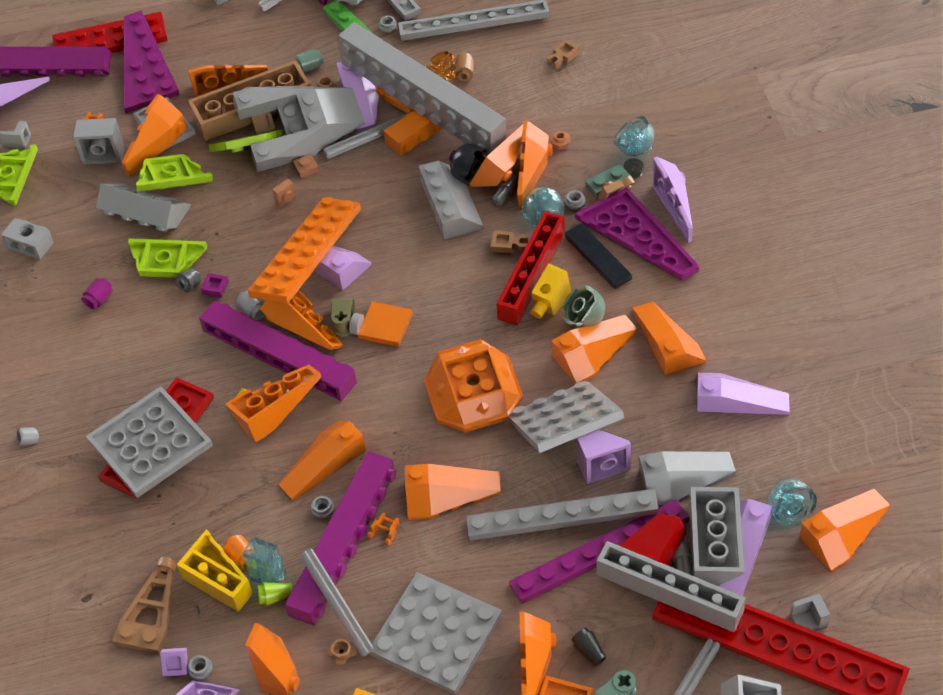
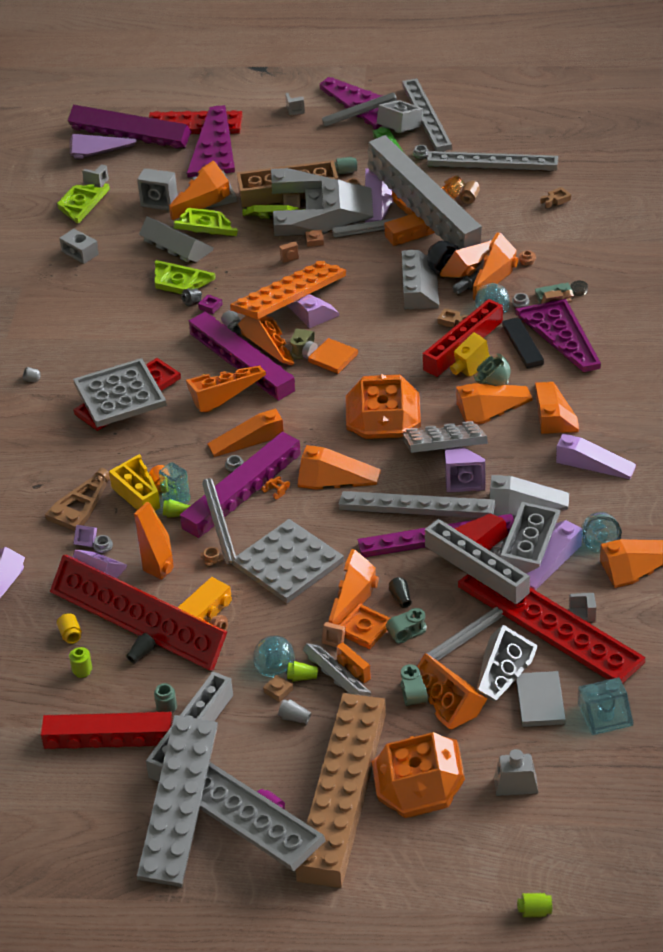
camera: 15 degrees right, 10 degrees down
(96, 293) = (118, 292): magenta brick -> none
(217, 76) = (264, 159): orange wedge -> none
(636, 137) = (588, 265): clear light blue cylinder -> none
(671, 189) = (602, 308): lavender wedge -> none

